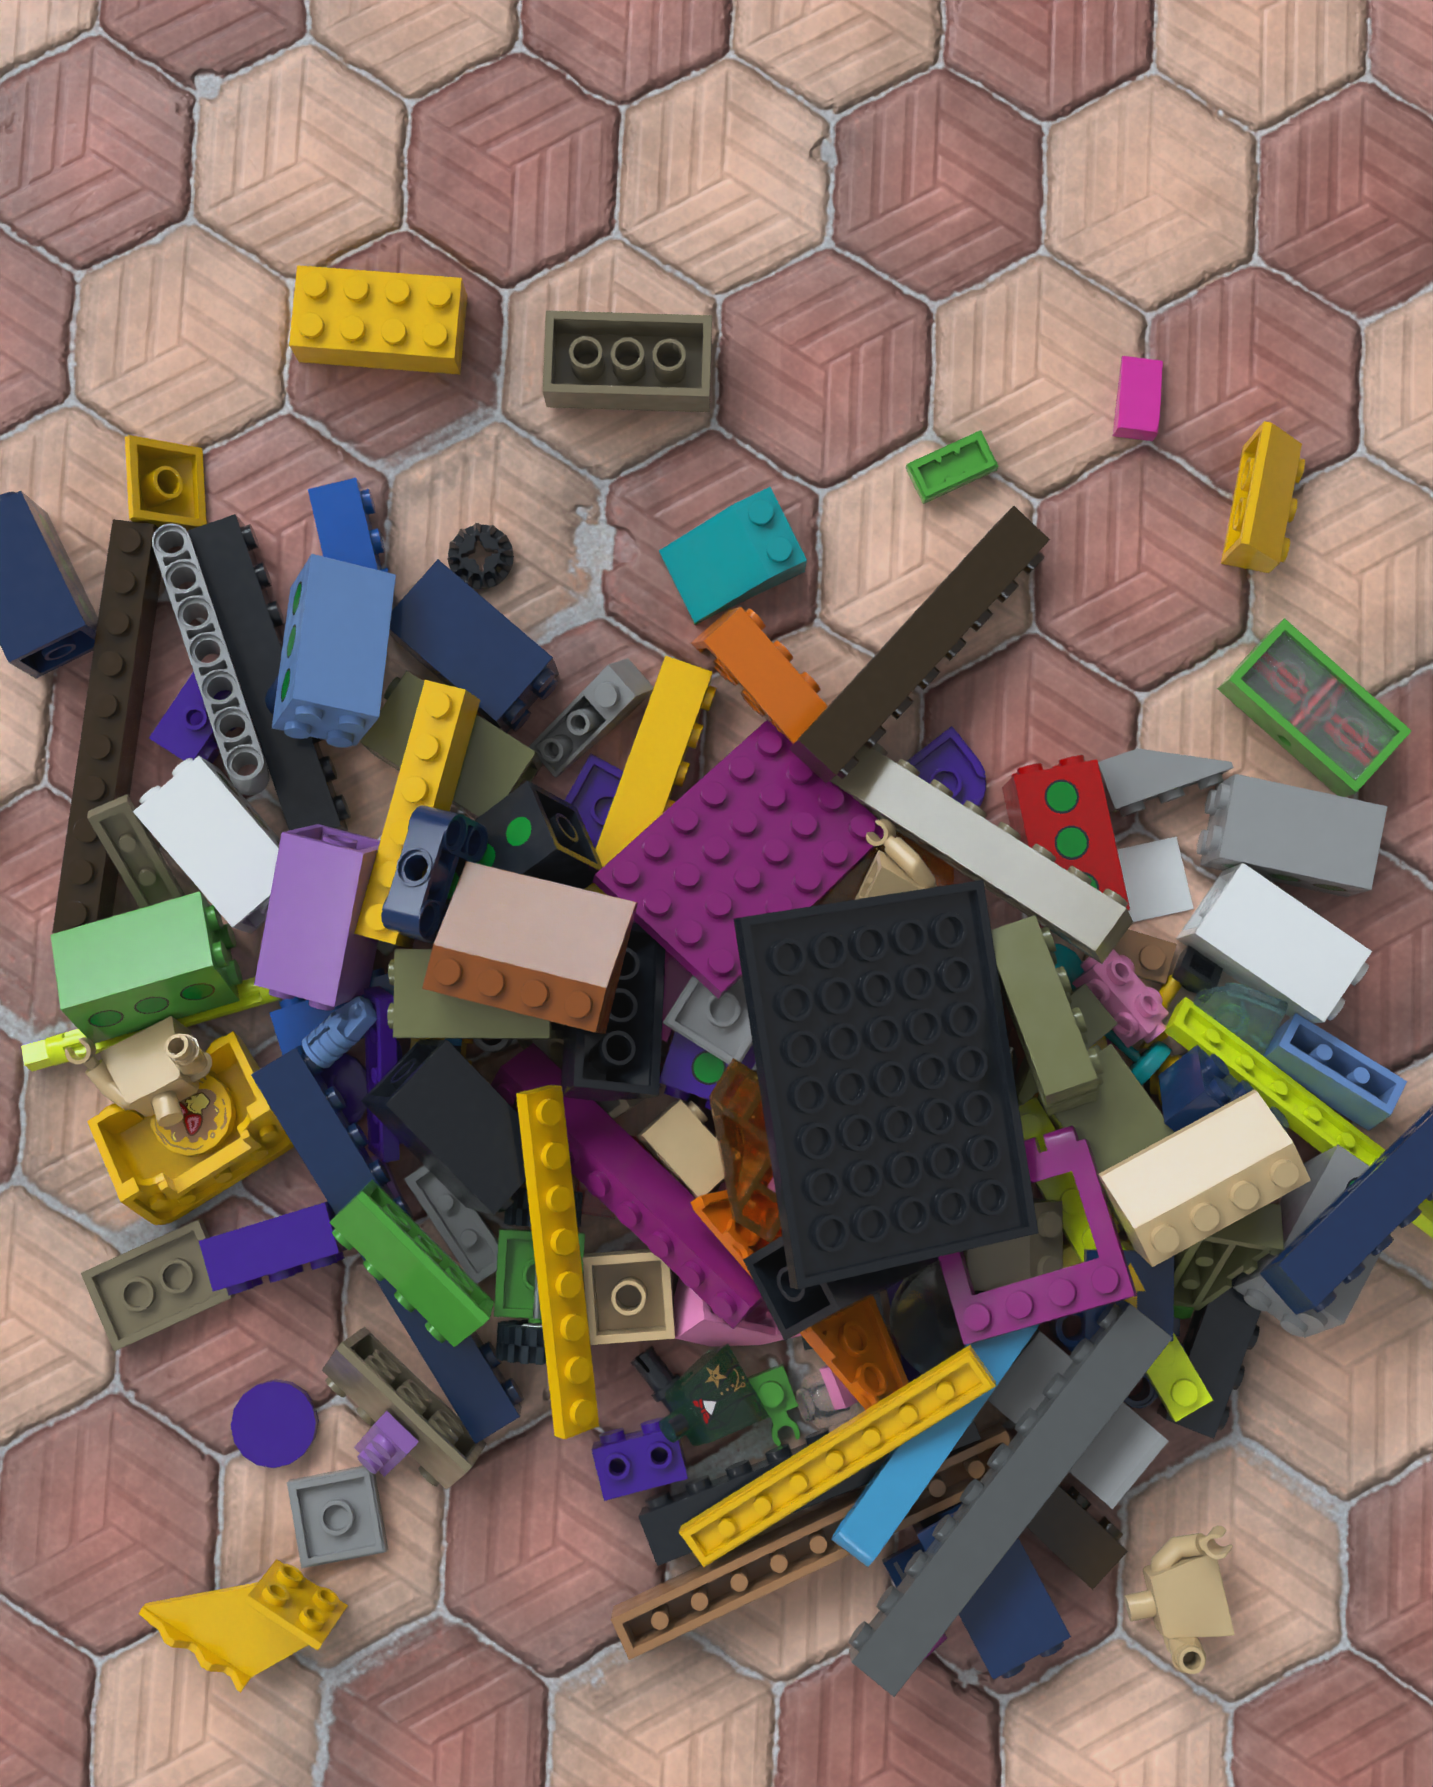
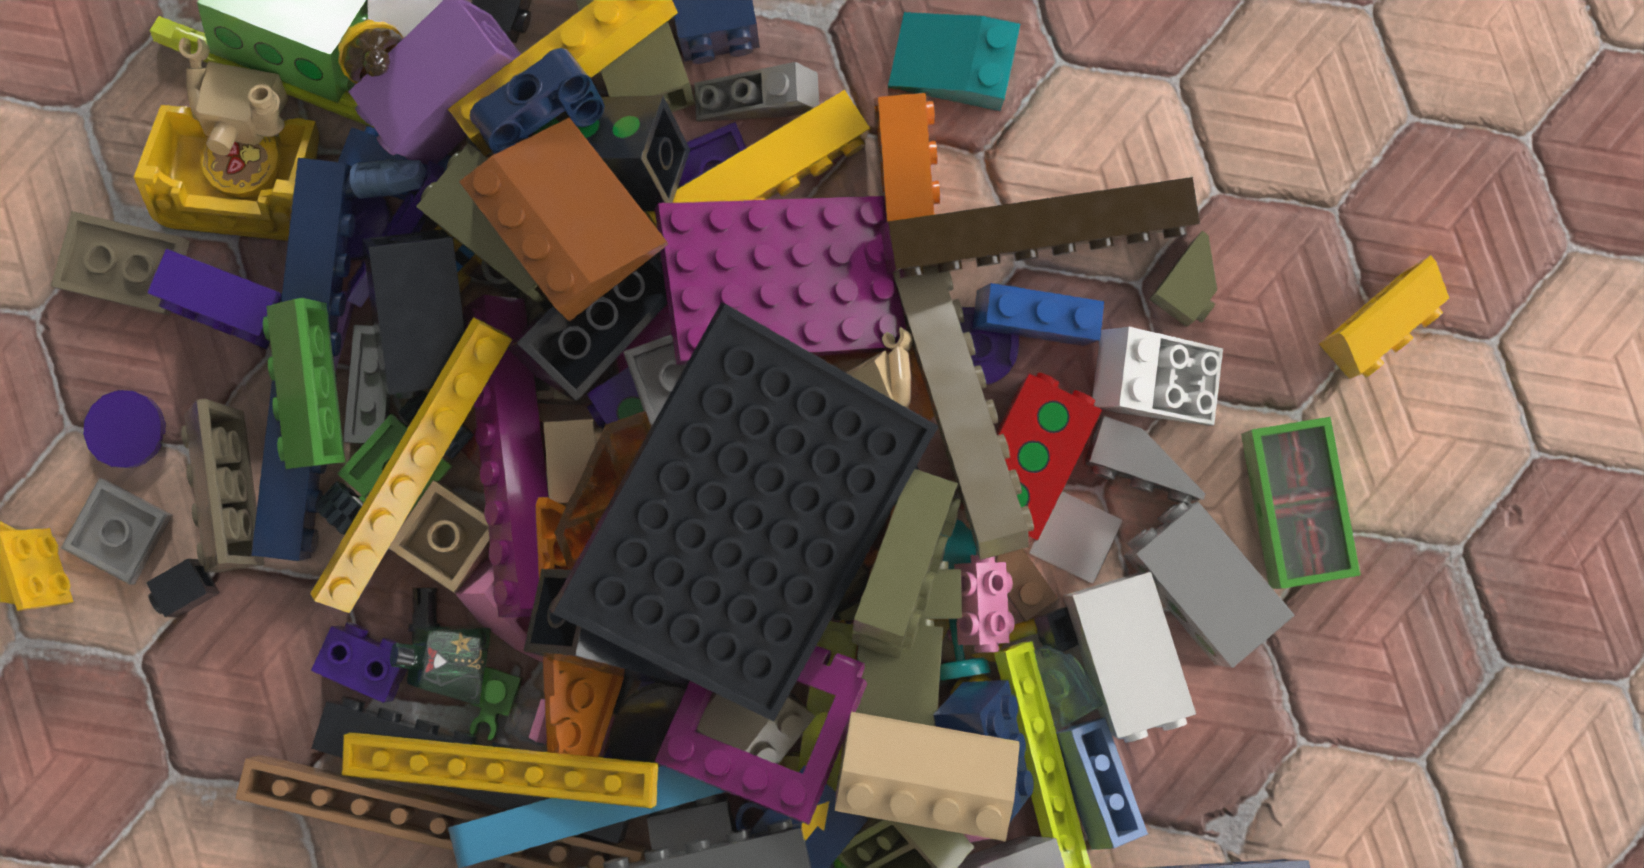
camera: 40 degrees right, 0 degrees up
(242, 936) = (366, 49): none -> dark brown piece
(384, 1445) = (183, 503): medium lavender plate -> none
(434, 1520) = (181, 588): none -> black brick
(951, 467) = (1171, 116): bright green plate -> none
(976, 720) = (1038, 314): none -> blue brick
(1078, 596) = (1189, 284): none -> olive slope
(1111, 694) = (1157, 376): none -> white slope
(1138, 399) = (1353, 172): dark pink slope -> none

